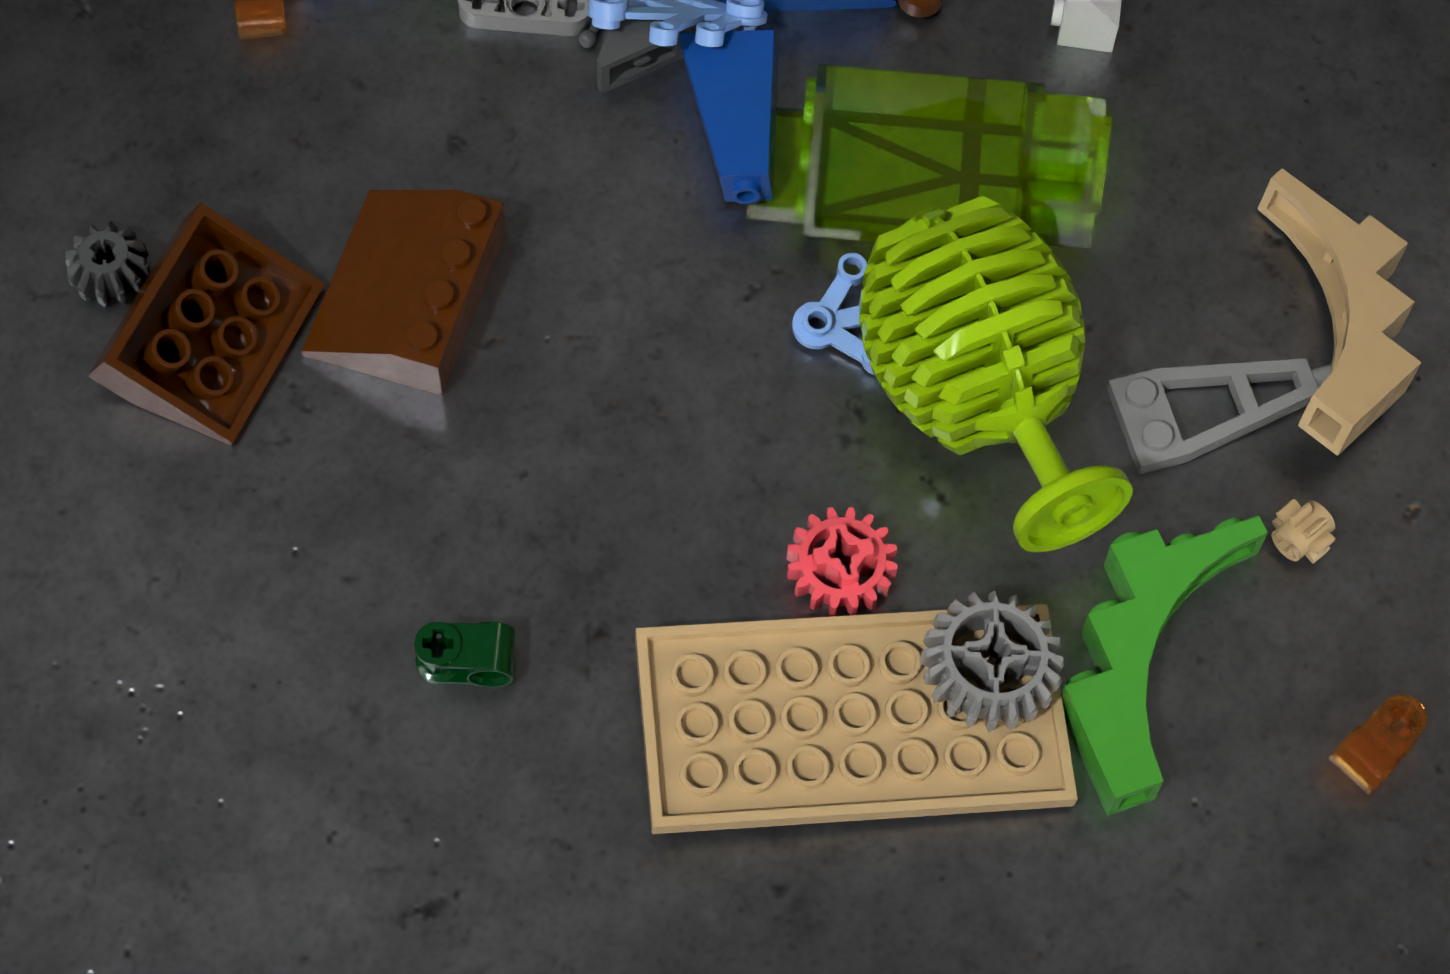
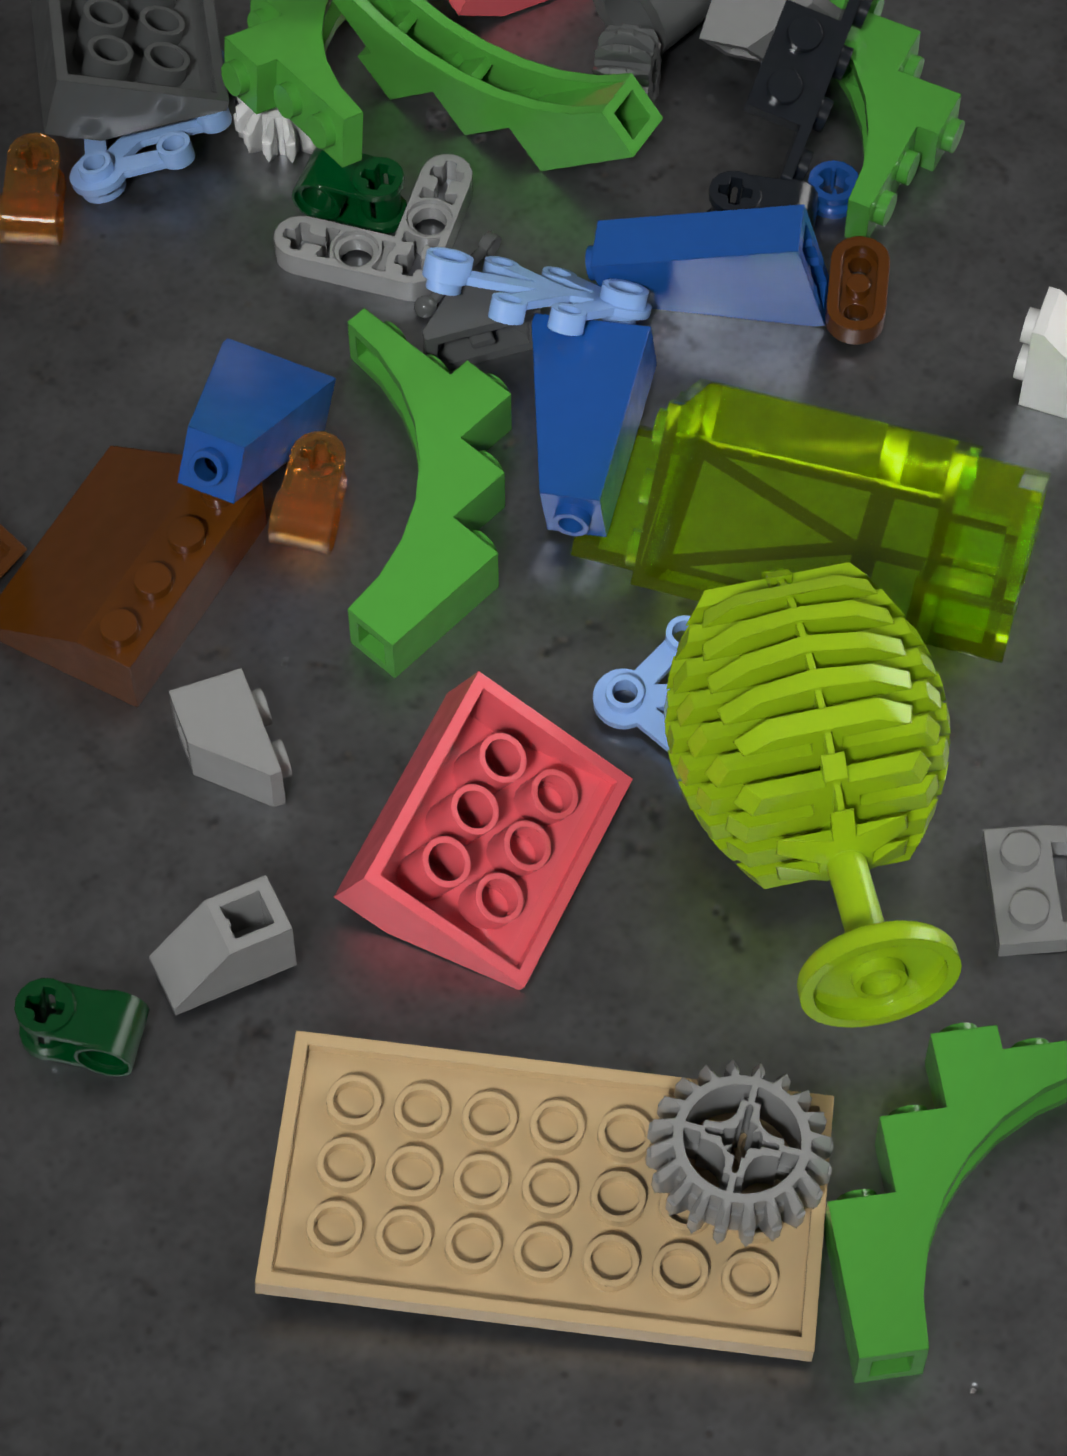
camera: 15 degrees right, 5 degrees down
(482, 153) = (250, 419): none -> blue slope
(521, 408) = (227, 736): none -> light grey slope
(539, 207) = (311, 495): none -> clear orange piece
(562, 572) = (225, 946): none -> light grey slope
(631, 131) = (443, 558): none -> bright green arch
(736, 448) = (485, 834): none -> coral slope
(825, 575) = (614, 991): coral gear -> none

